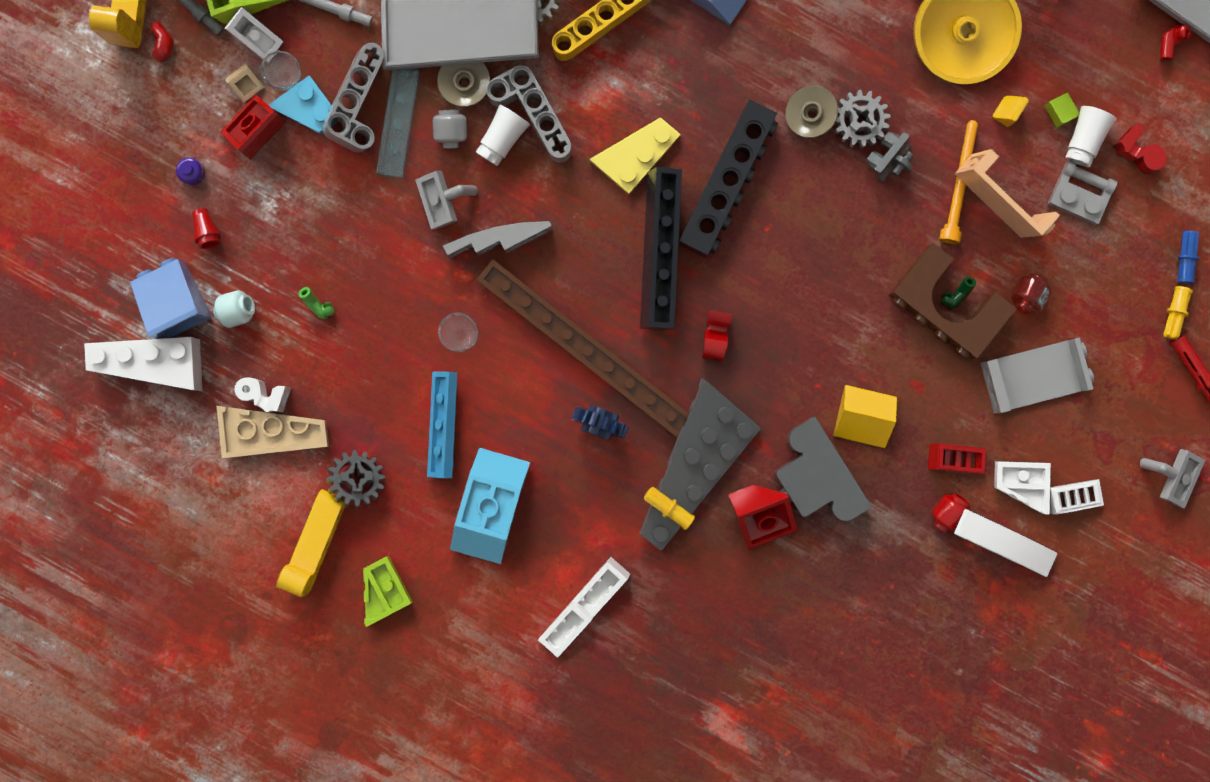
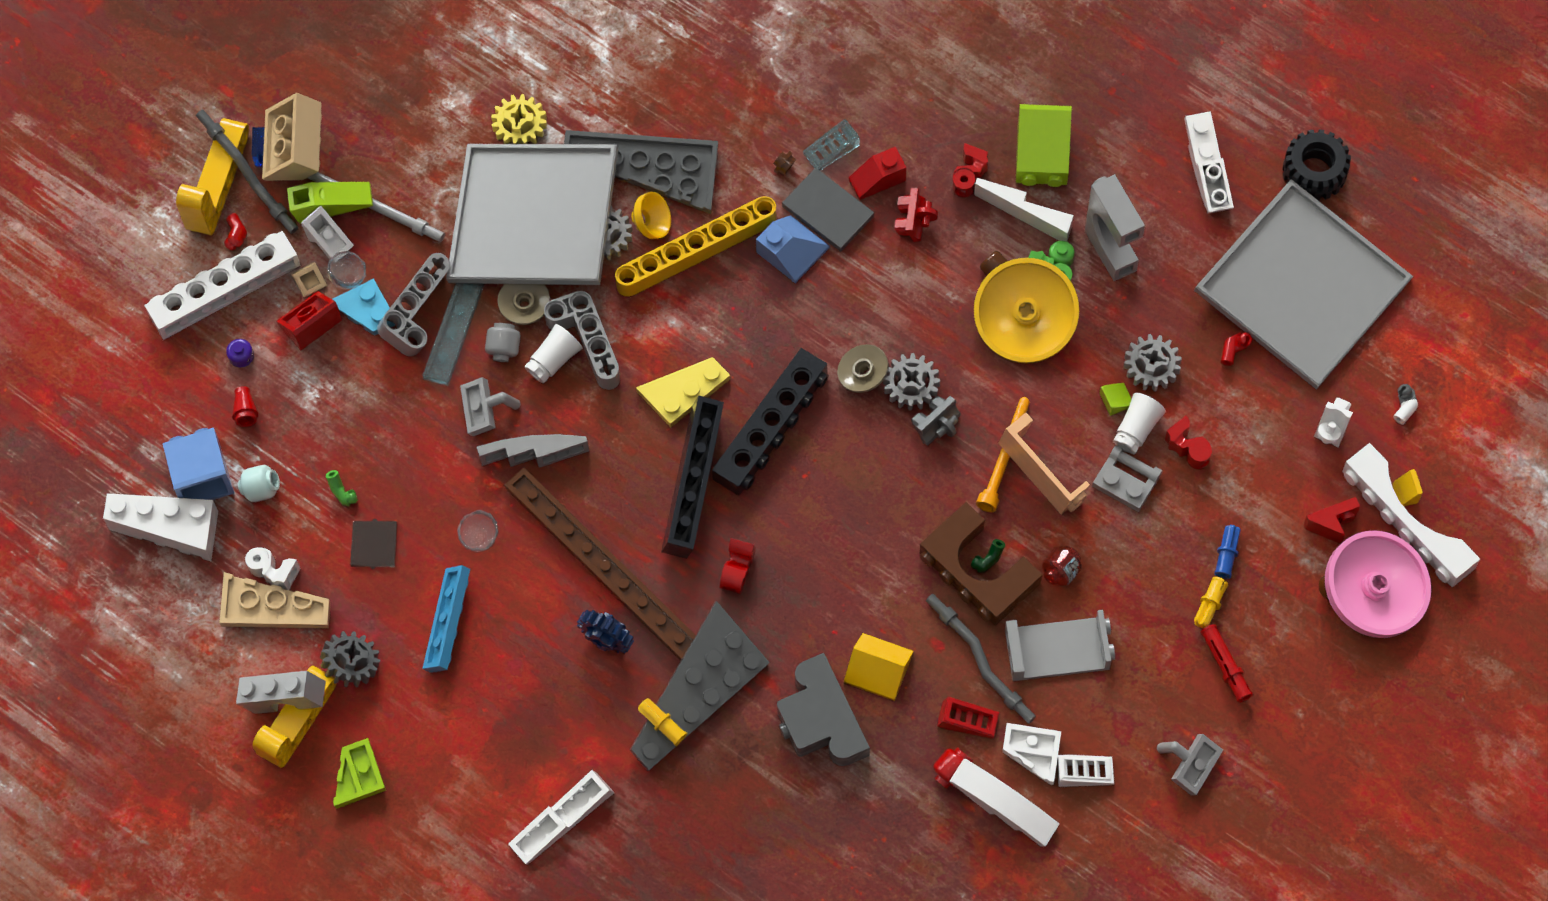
camera: 10 degrees right, 20 degrees down
(155, 116) = (215, 296): none -> white brick
(294, 527) = (265, 692): none -> light grey arch
(358, 353) = (373, 544): none -> clear smoke piece
(489, 505) = (478, 703): medium azure slope -> none
(762, 514) = (758, 746): red slope -> none
(996, 434) = (1011, 699): none -> dark grey bar
(1010, 109) = (1063, 392): yellow slope -> none
(1104, 61) = (1152, 350): none -> light grey gear

